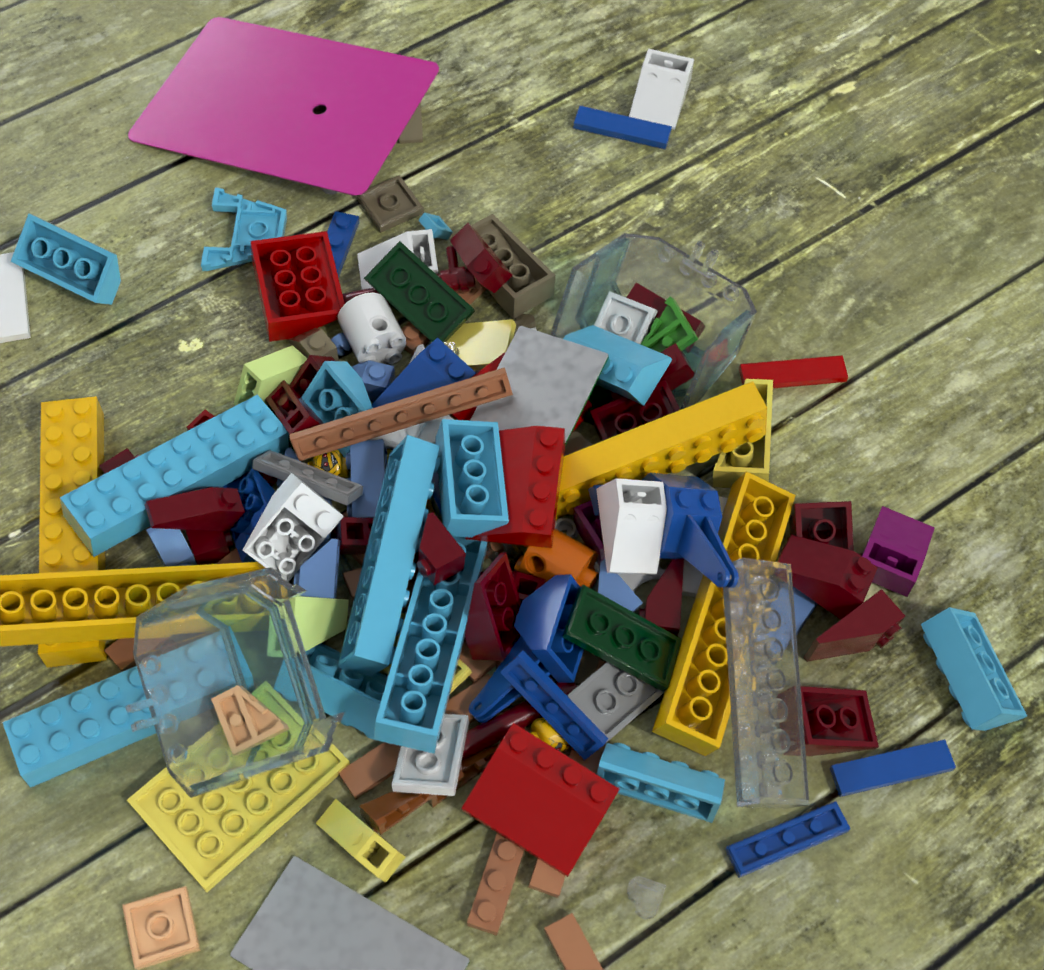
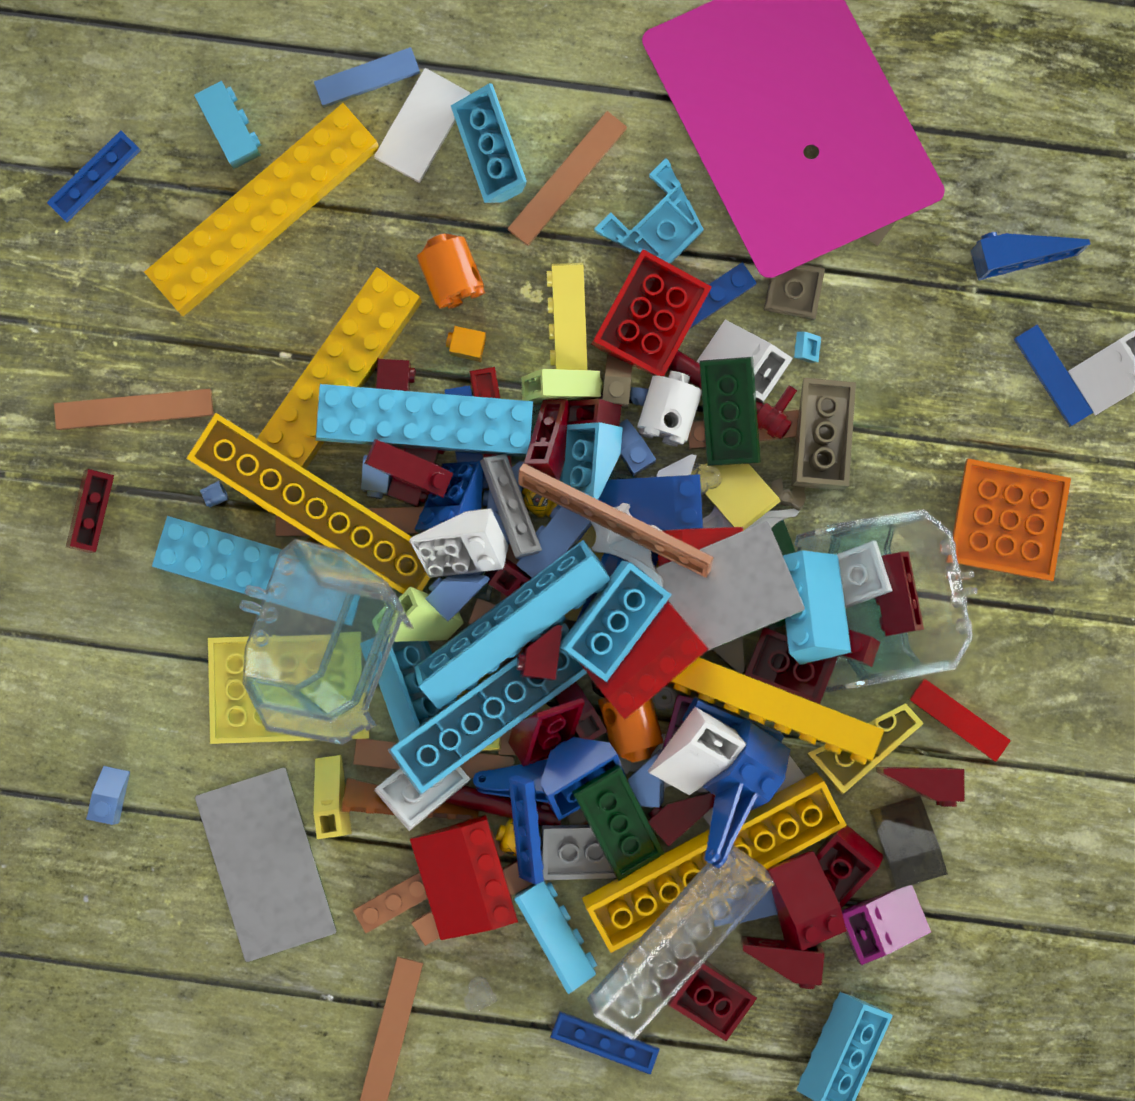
camera: 45 degrees right, 25 degrees up
(36, 681) = (214, 494): none -> medium blue hose
(108, 365) = (450, 270): none -> orange cylinder
(149, 255) = (567, 178): none -> nougat tile
(161, 928) = (167, 741): light nougat tile -> none
(166, 408) = (466, 343): none -> light orange brick
(228, 323) = (569, 316): none -> light yellow wedge
(246, 719) = (319, 659): light nougat wing -> none
(480, 259) = (799, 423): dark red slope -> none
(525, 67) = (1014, 252): none -> blue slope
(670, 329) = (880, 618): bright green wing -> none
(690, 213) = (1010, 519): none -> orange plate
(817, 422) = (937, 784): none -> dark red slope
(851, 476) = (908, 842): none -> clear smoke slope
(892, 768) = (720, 1062): blue tile -> none

